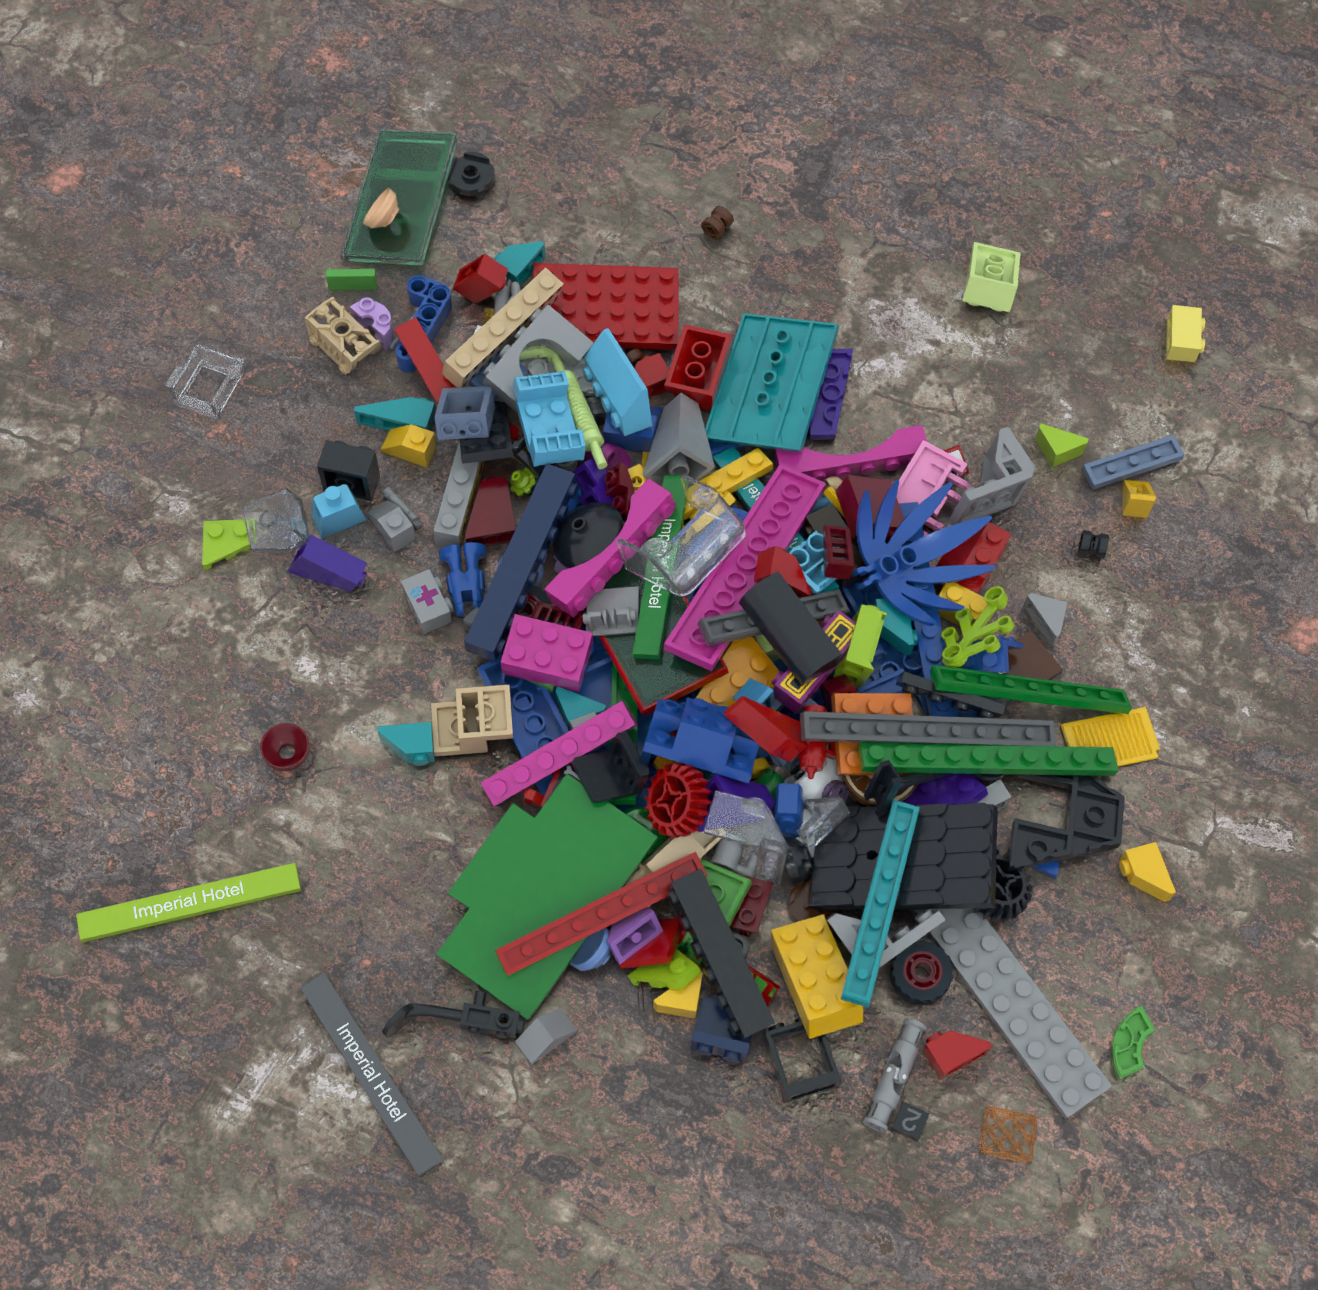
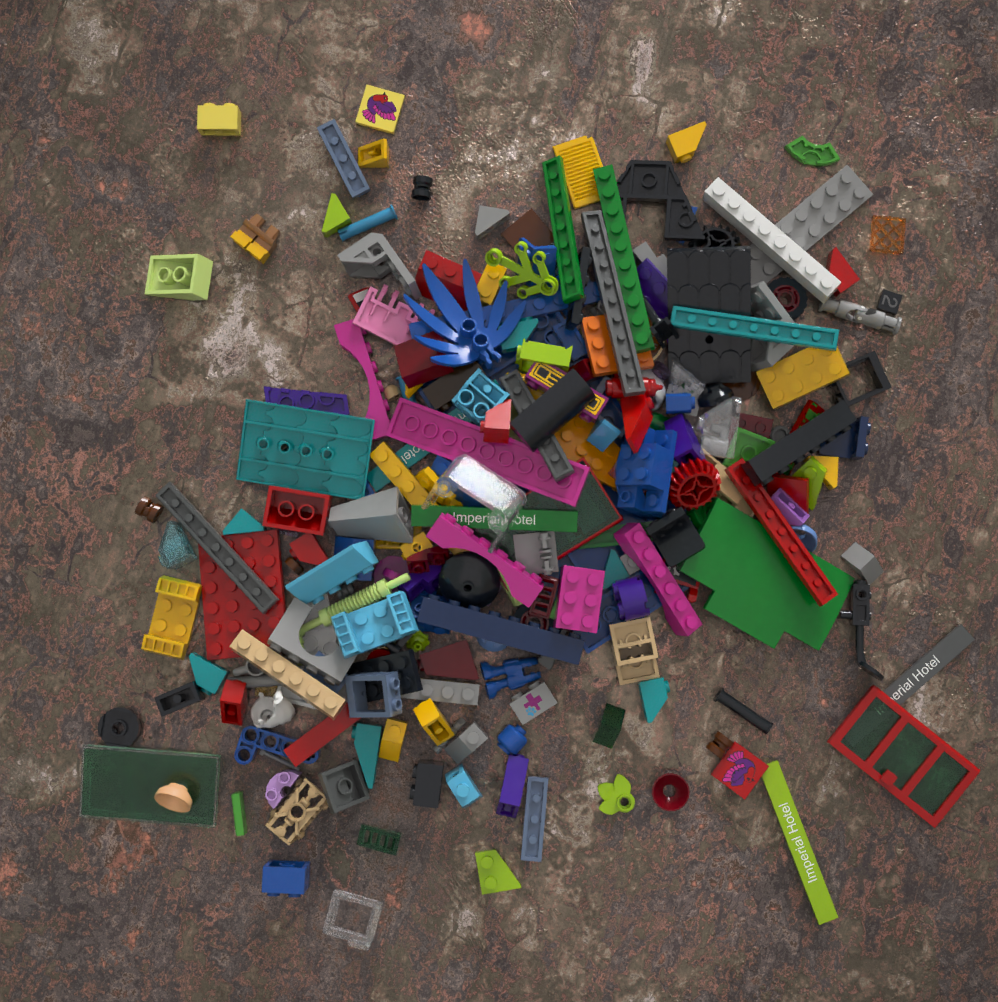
camera: 95 degrees left, 20 degrees up
(268, 313) = (286, 877): none -> blue brick
(274, 1054) = (903, 756): none -> door
(276, 522) = (480, 834): clear slope -> none
(283, 588) = (534, 818): none -> sand blue plate
(286, 436) = (385, 849): none -> clear green slope
(294, 684) = (613, 794): none -> lime plate
(296, 838) = (740, 770): none -> tile
(333, 816) = (723, 741): none -> reddish brown wheel
(362, 380) = (344, 786): none -> dark grey plate
(372, 852) = (743, 711): none -> black pin
(383, 688) = (609, 725): none -> clear green slope
(384, 571) = (512, 739): none -> blue head
(421, 481) = (433, 721): none -> yellow brick
(462, 319) = (280, 707): none -> white piece
(493, 227) = (179, 698): none -> black brick
(539, 714) = (631, 598): none -> dark purple brick
(588, 236) = (173, 617): none -> yellow plate
(663, 281) = (217, 547): none -> dark grey tile
(670, 239) = (175, 547): none -> clear light blue slope
(690, 310) = (243, 523): none -> teal slope
(834, 566) = (472, 373): dark red slope -> none
(1003, 956) = (771, 240): none -> white brick
(1032, 357) = (254, 240): none -> hips
(1050, 481) = (367, 223): none -> dark azure pin
(1197, 510) = (380, 109): none -> light yellow tile

